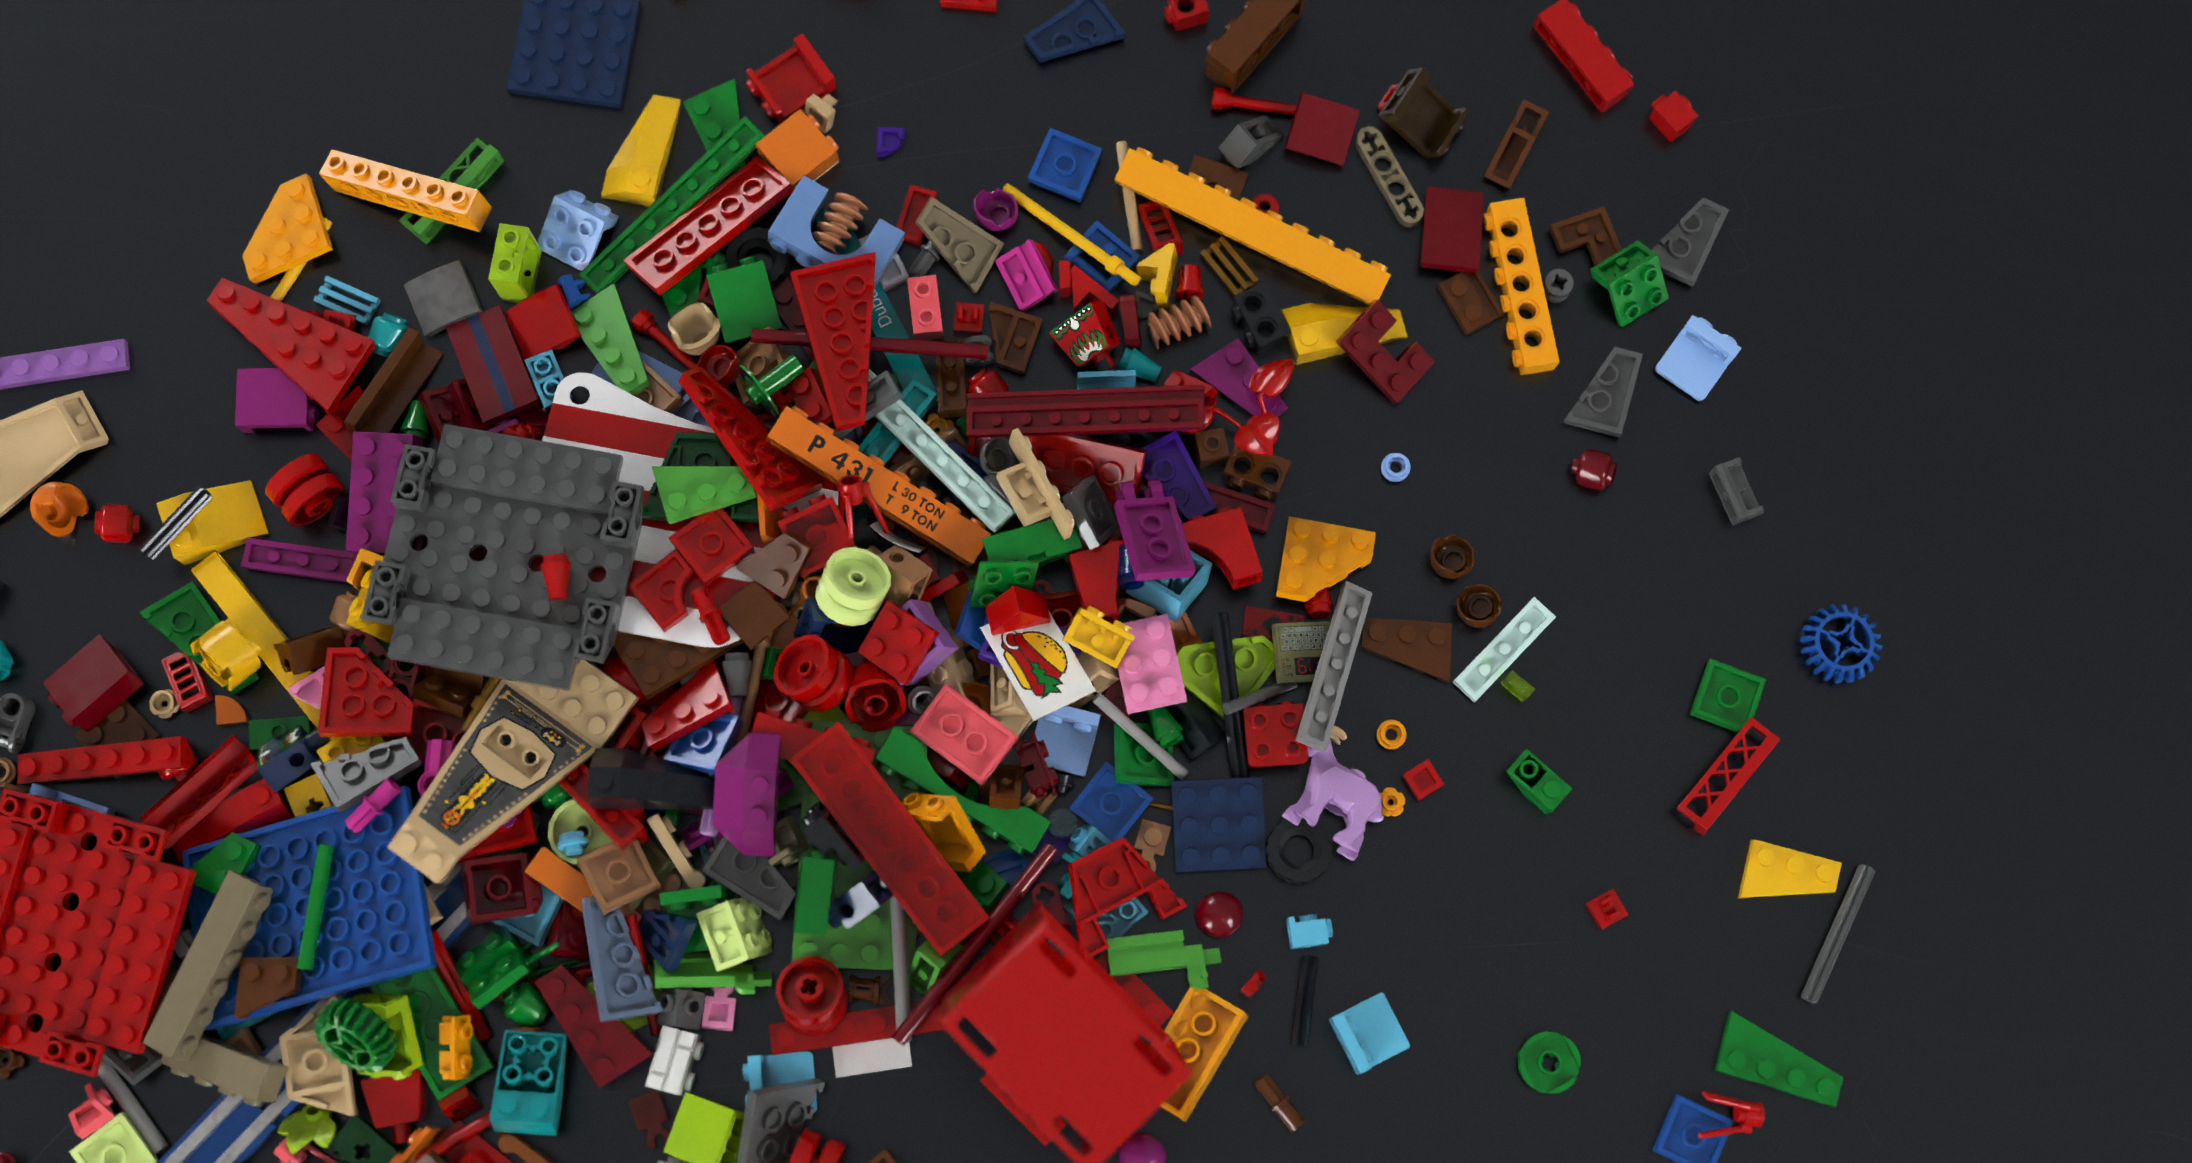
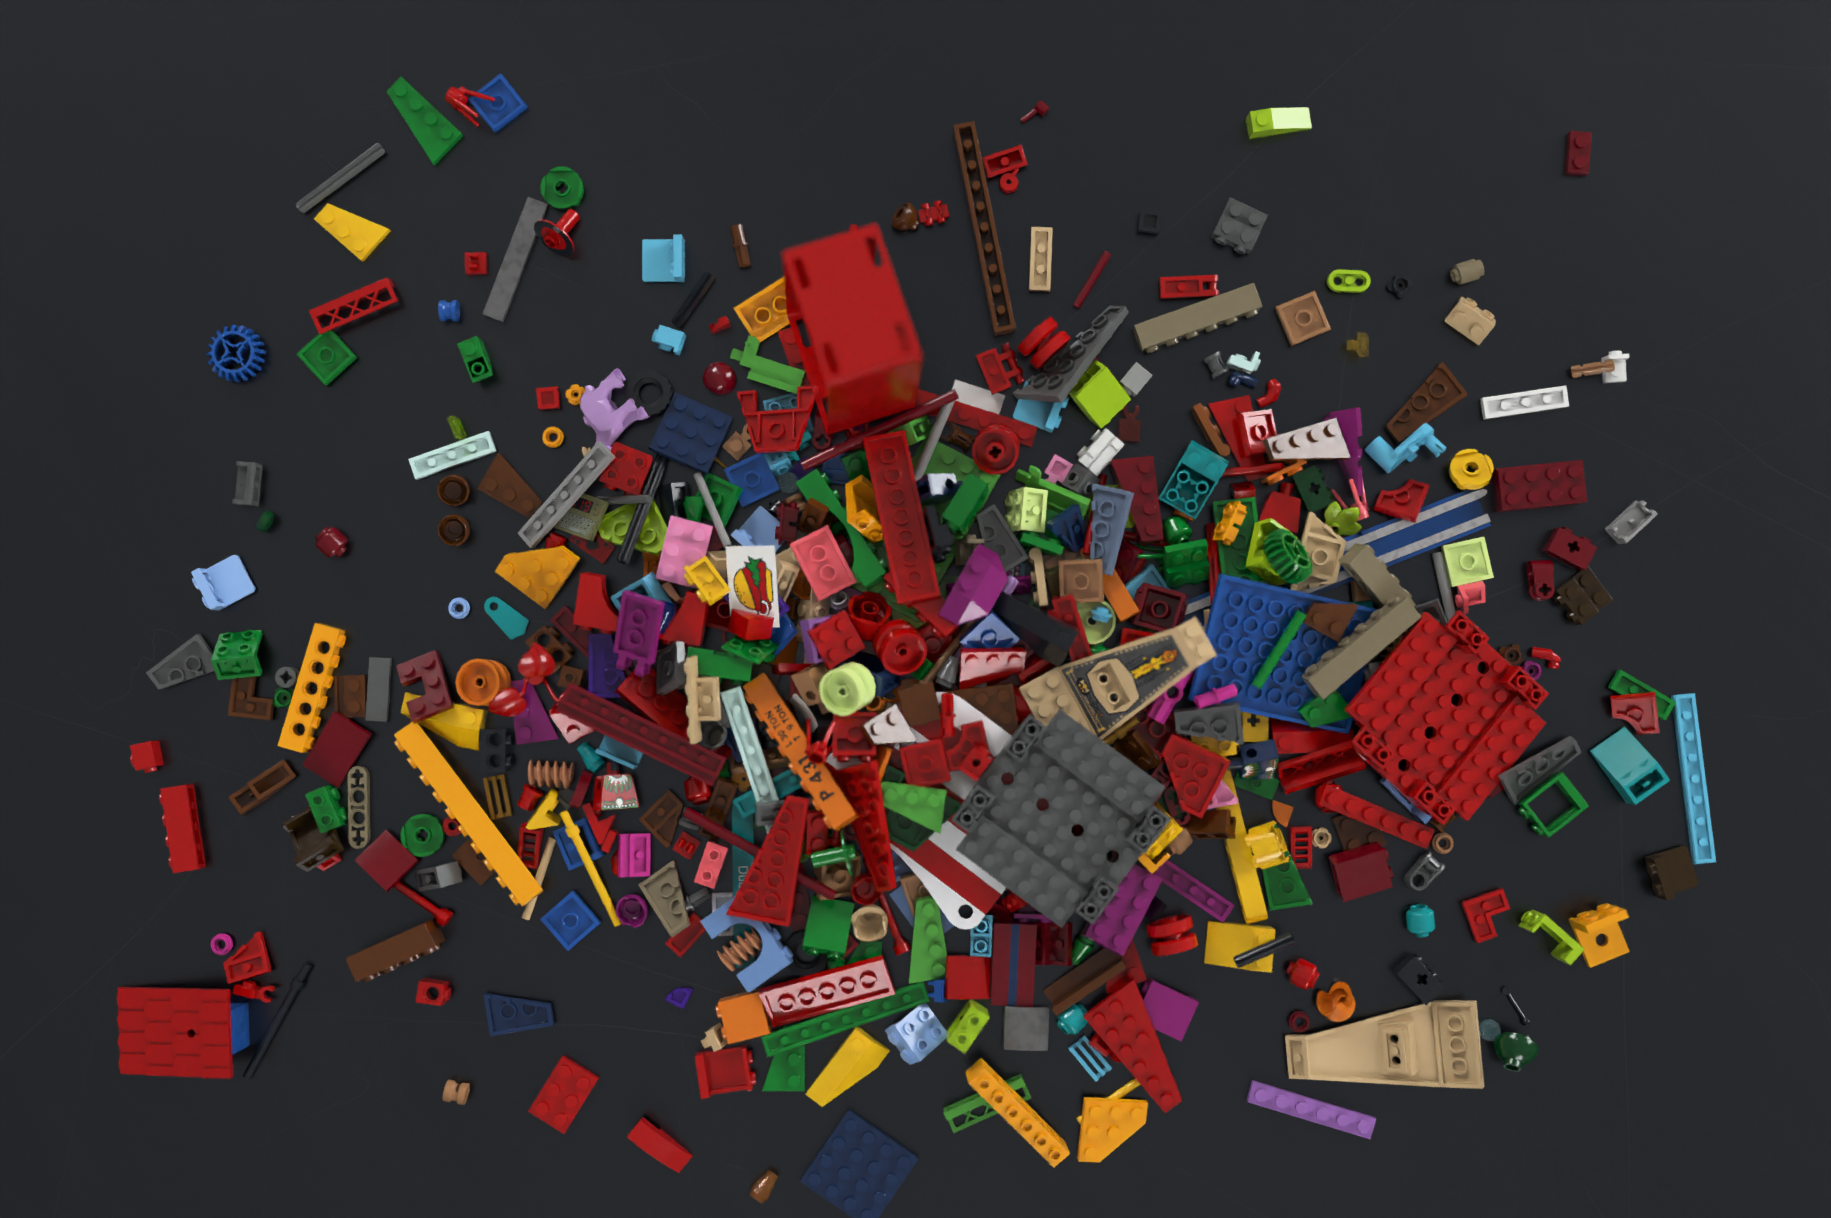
camera: 150 degrees left, 10 degrees up
(92, 459) = (1305, 1021): none -> dark red plate
(556, 575) = (1033, 787): red cone -> none
(648, 584) = (975, 753): none -> red brick
(865, 1101) = (993, 369): none -> red plate
(1289, 195) = (432, 826): none -> green plate
(1317, 389) = (481, 681): none -> orange wheel
(1330, 483) = (507, 618): none -> teal piece
(1424, 155) = (327, 808): none -> green bracket
(1441, 324) = (378, 689): none -> dark grey tile
(1522, 991) = (556, 235): none -> red piece
(1552, 253) = (279, 697): none -> green plate
(1559, 939) = (515, 260): none -> flat silver tile
(1607, 829) = (449, 310): none -> blue wheel
(1608, 395) = (294, 587): dark grey wing -> none
(1688, 456) = (265, 521): none -> dark green tile

